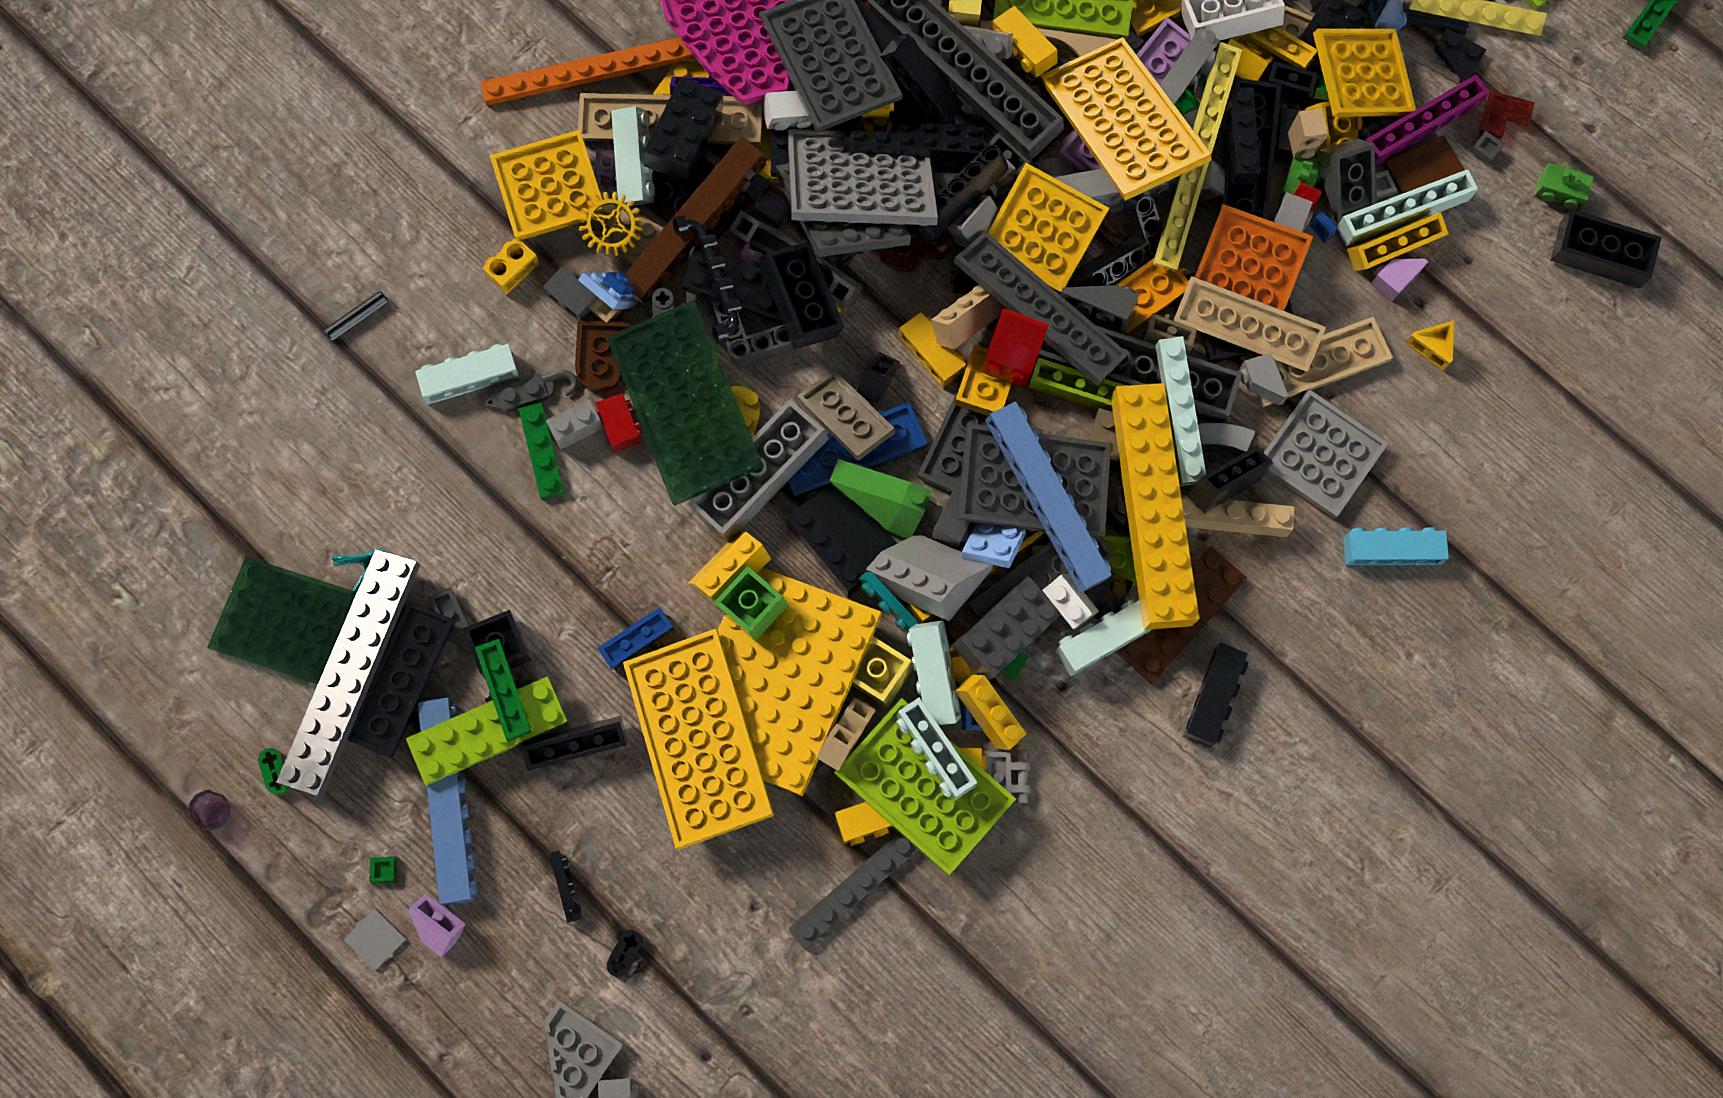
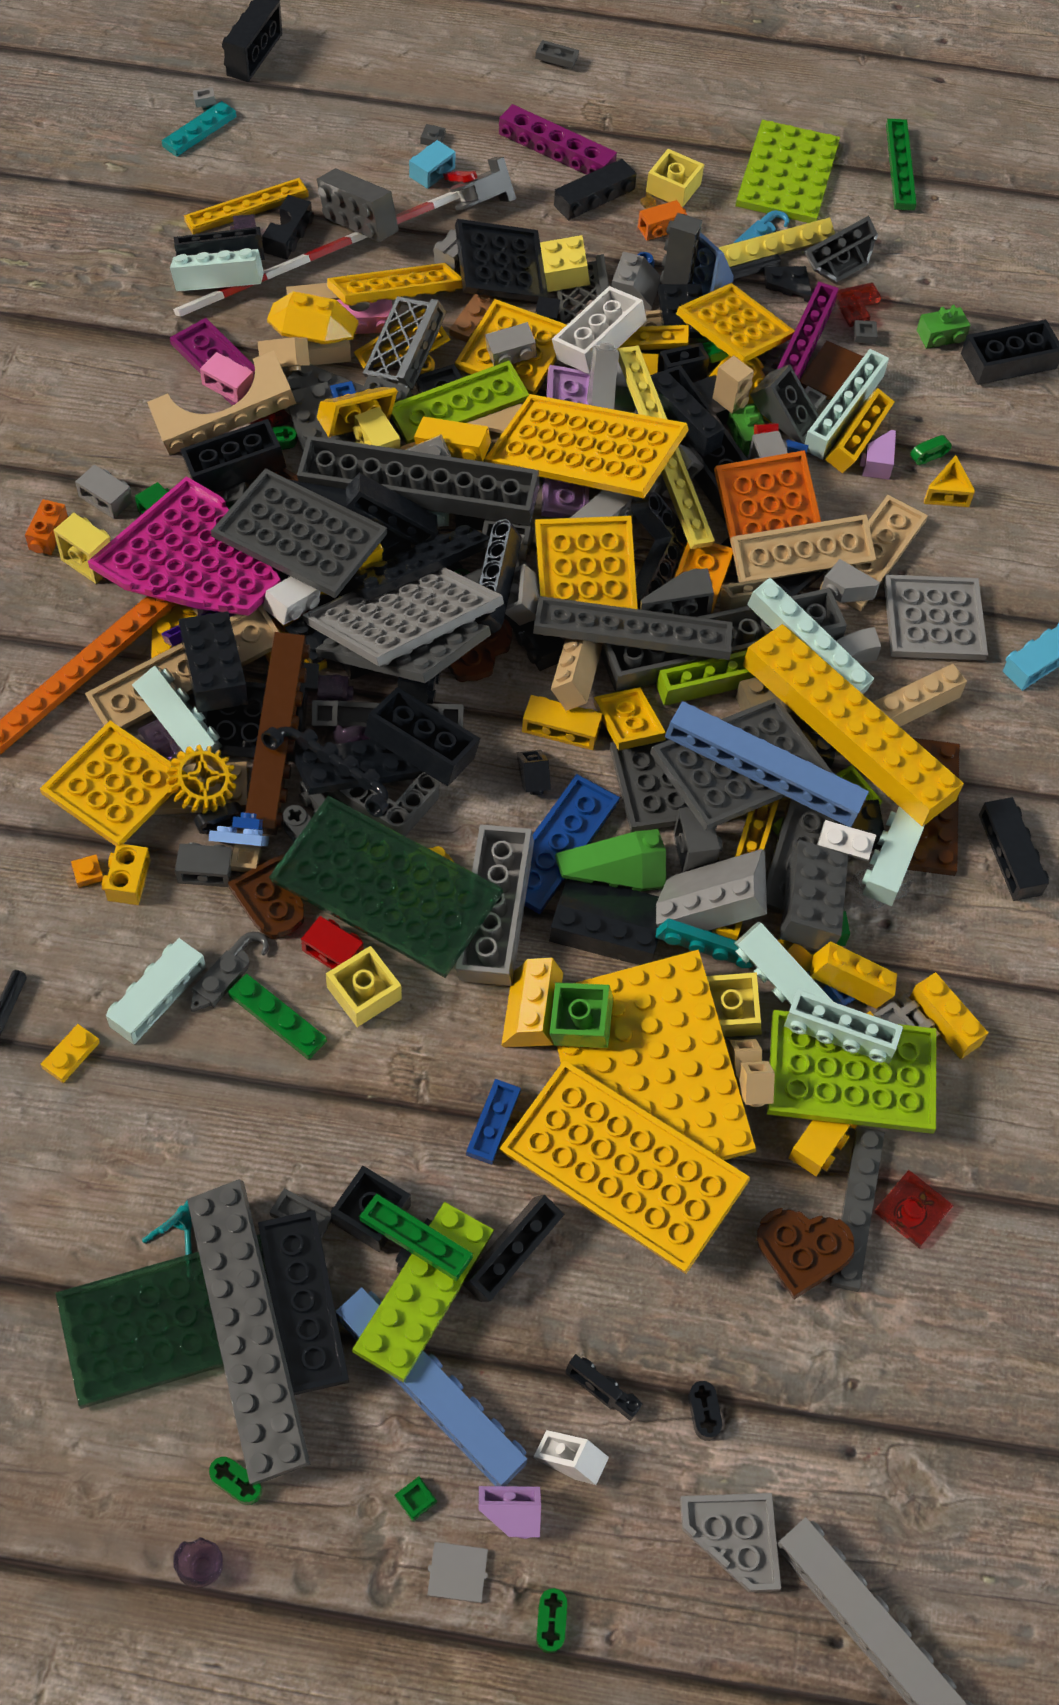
camera: 35 degrees left, 15 degrees down
(377, 382) = (70, 1053): none -> yellow plate
(416, 1021) = (544, 1620): none -> green beam
(486, 243) = (87, 871): none -> light orange plate
(505, 919) = (571, 1456): none -> white slope
(574, 424) = (293, 971): light grey brick -> none
(609, 263) = (221, 817): none -> black beam
(615, 470) = (363, 986): none -> light yellow brick
(784, 892) = (804, 1249): none -> reddish brown plate
(846, 415) = (546, 813): dark tan plate -> none
(896, 919) = (913, 1209): none -> clear red tile
(993, 544) = (748, 833): light blue plate -> none
(1014, 348) = (637, 670): red slope -> none
(1044, 793) = (951, 1016): none -> yellow brick
(1230, 479) = (889, 671): black brick -> none
(1450, 297) = (930, 450): none -> green beam
(1530, 55) = (844, 251): none -> dark grey wedge

